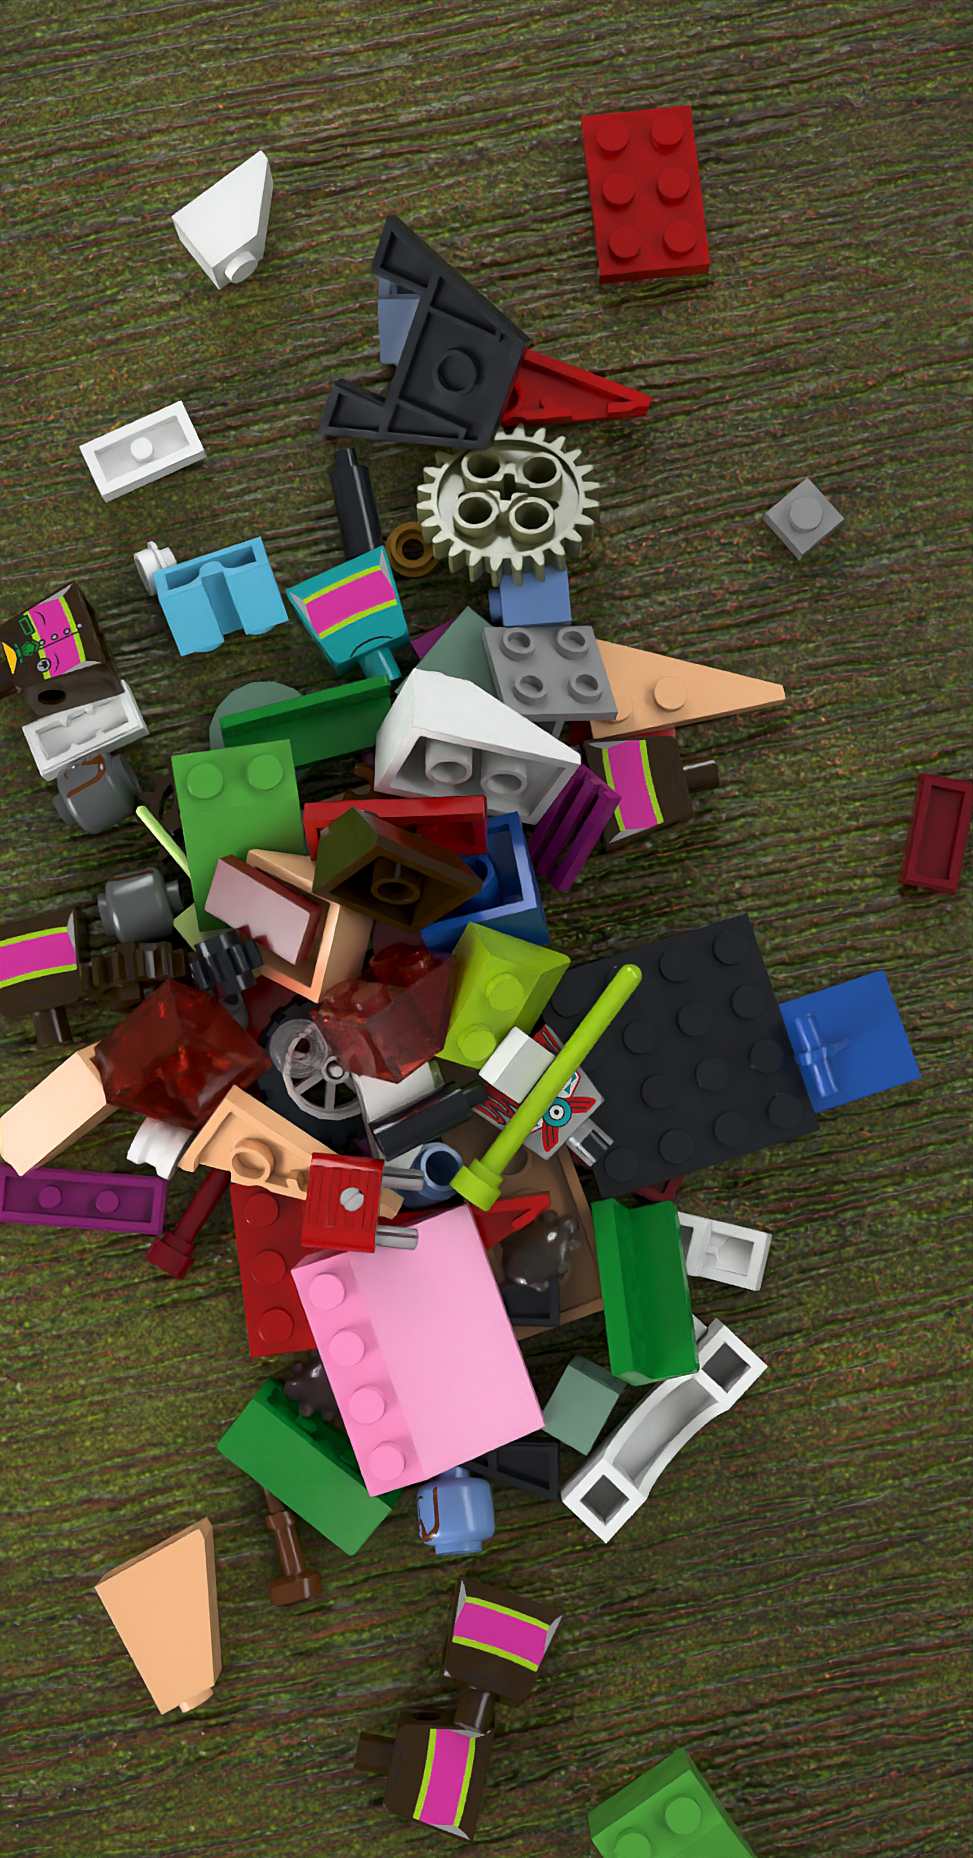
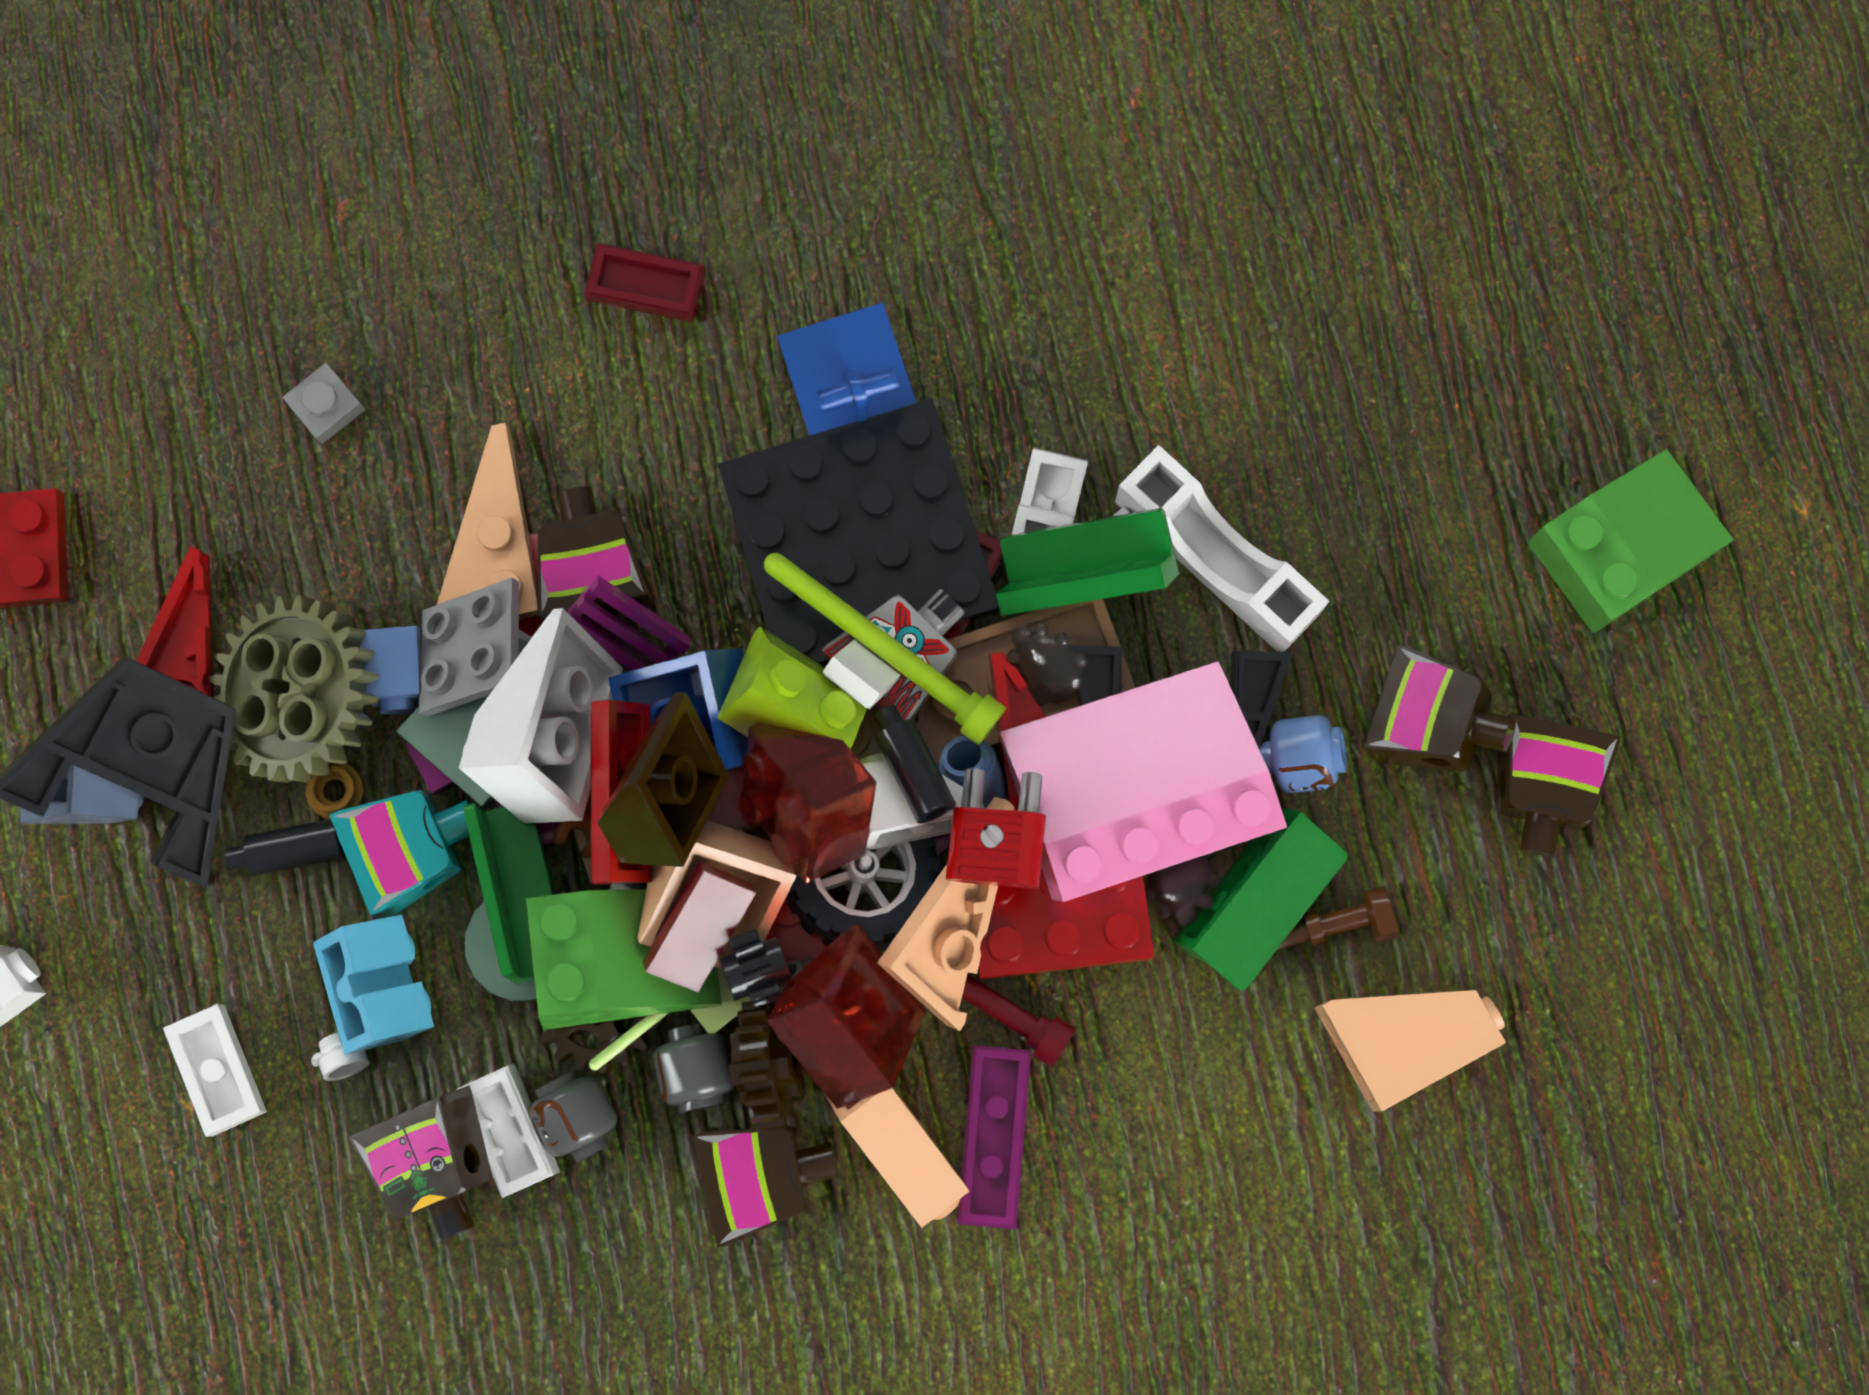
camera: 85 degrees left, 5 degrees down
(160, 1146) = (939, 1049): white wheel -> none
(306, 1065) = (849, 881): clear plate -> none
(582, 1403) = (1198, 628): sand green panel -> none

